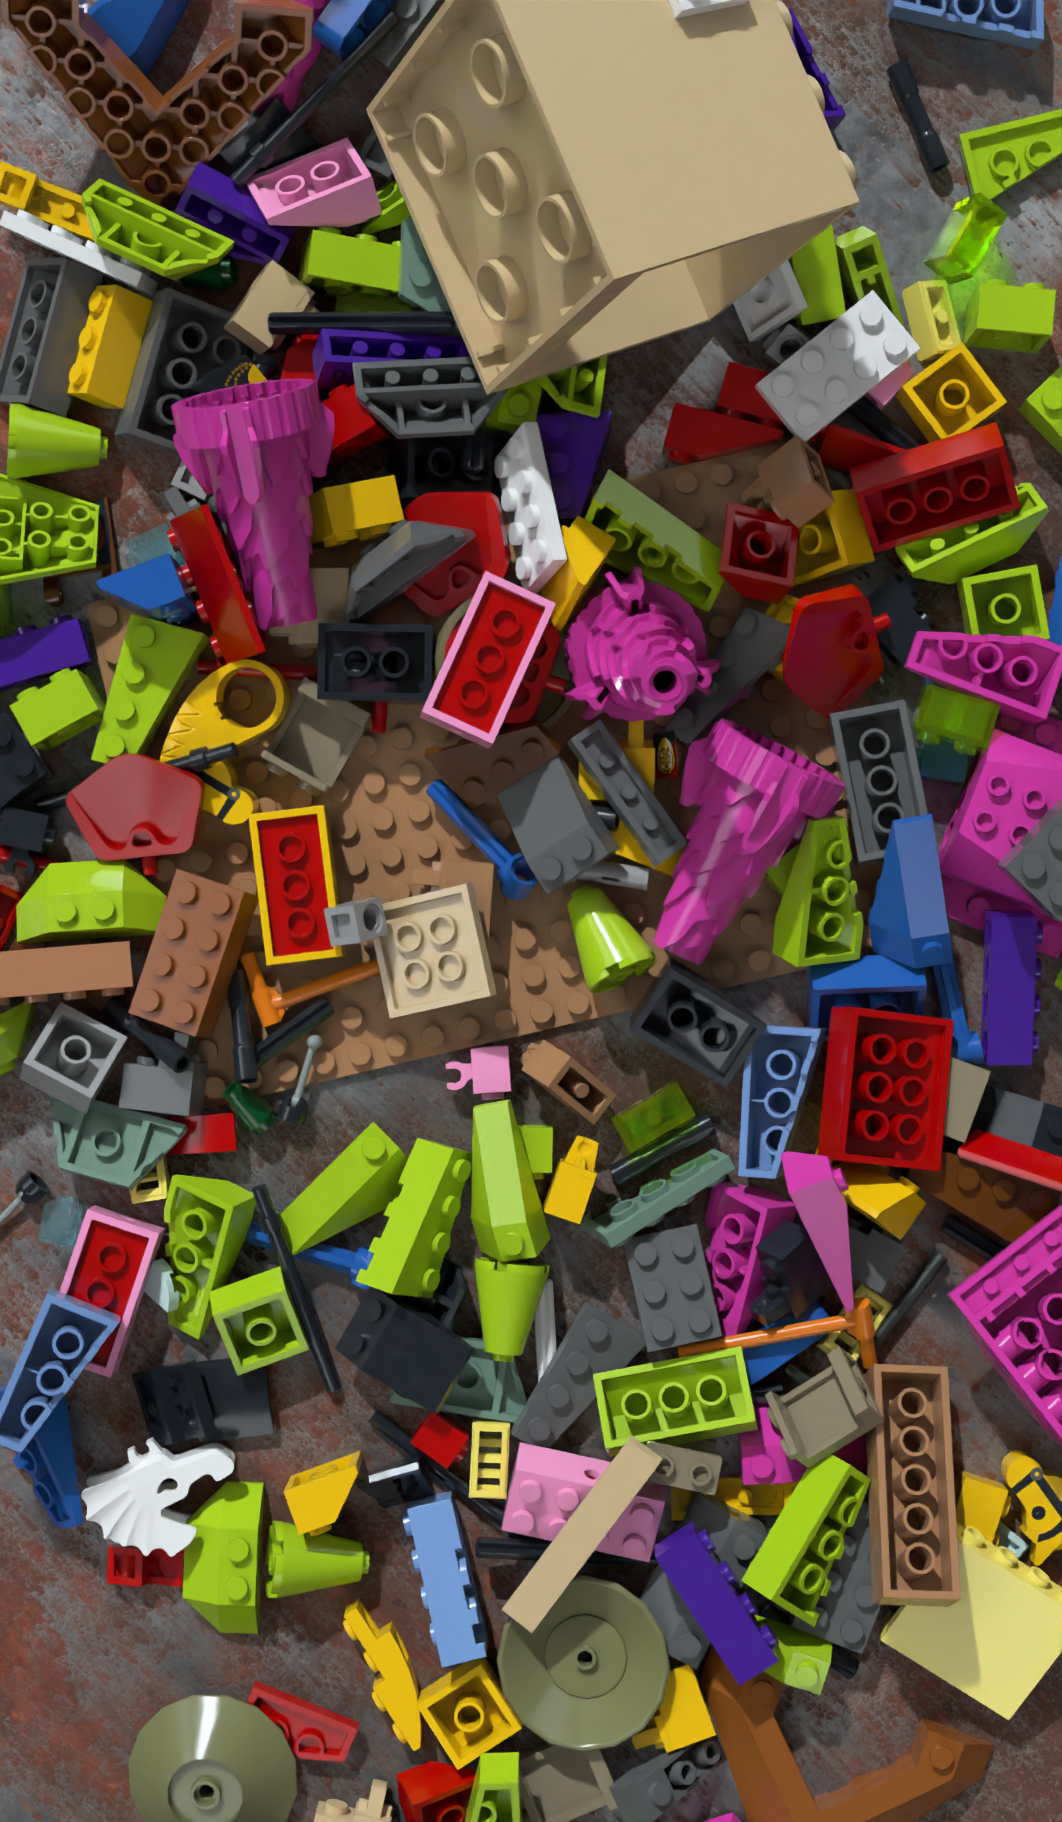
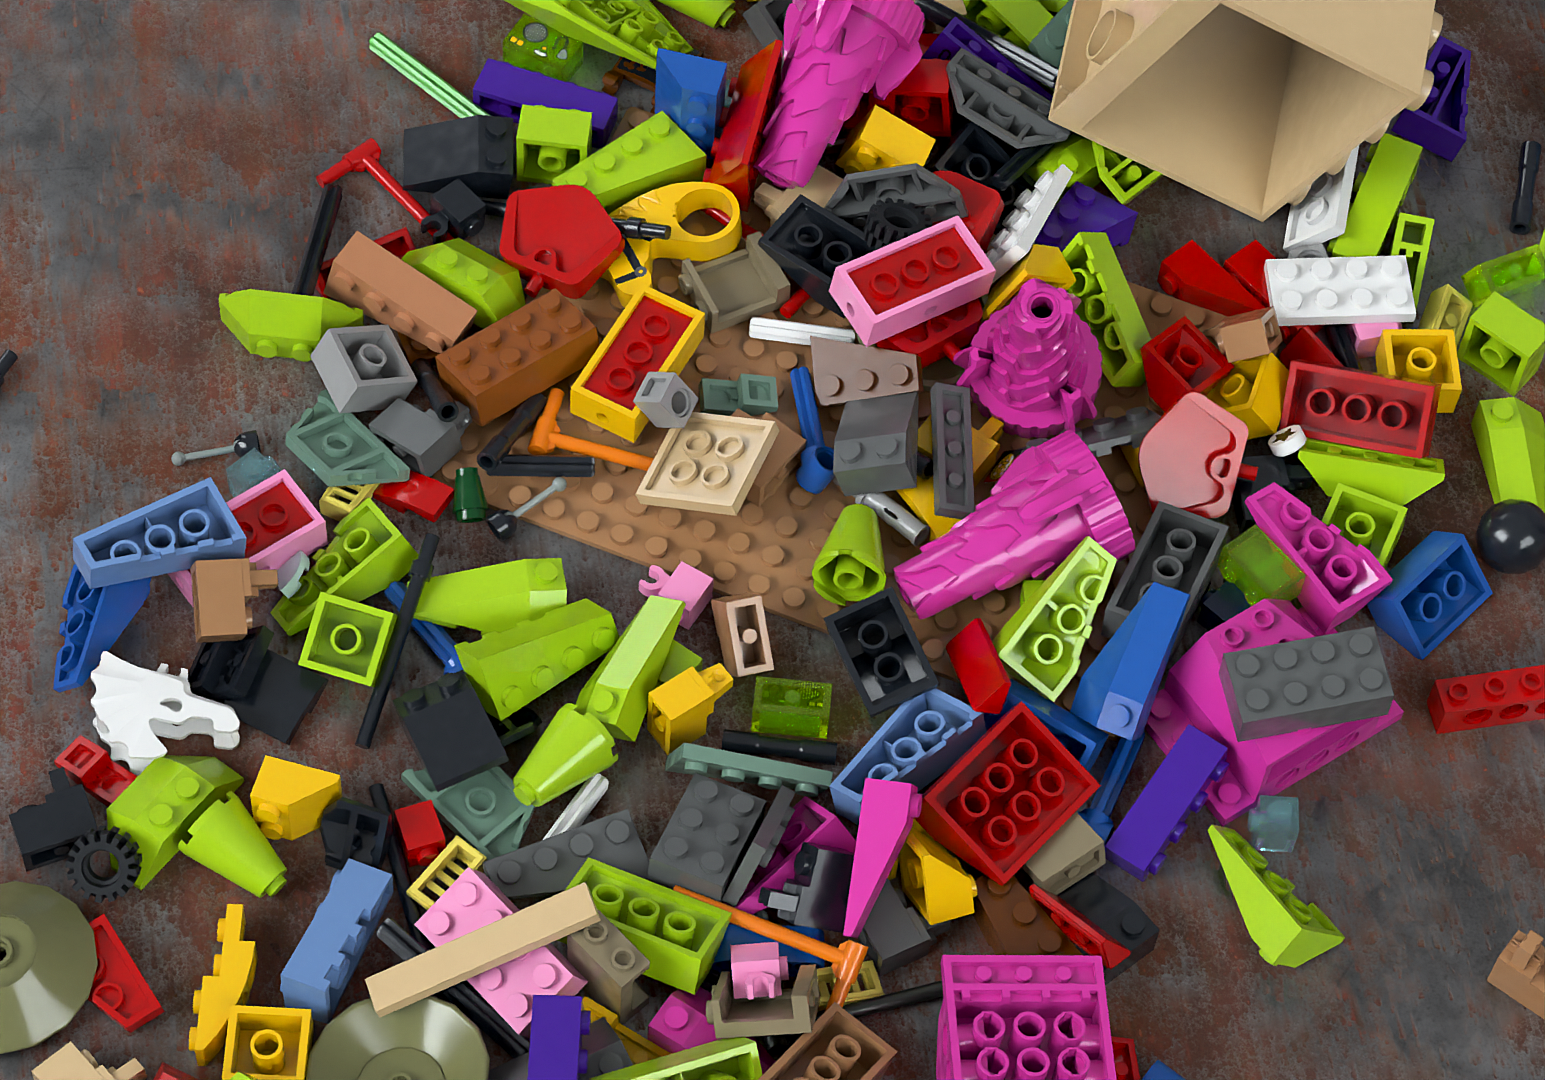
camera: 30 degrees right, 30 degrees down
(134, 1370) = (220, 597): none -> medium nougat hinge
(159, 1634) = (52, 828): none -> black hinge
(221, 1651) = (90, 882): none -> black tyre
(398, 846) = (749, 393): none -> sand green slope
(399, 748) = (796, 332): none -> white axle
(427, 585) = (893, 222): none -> black tyre
(722, 1254) = (763, 844): none -> dark grey wing
(785, 983) = (979, 668): none -> red slope
(796, 1380) = (757, 970): none -> bright pink brick
(892, 565) = (1287, 440): none -> white tile

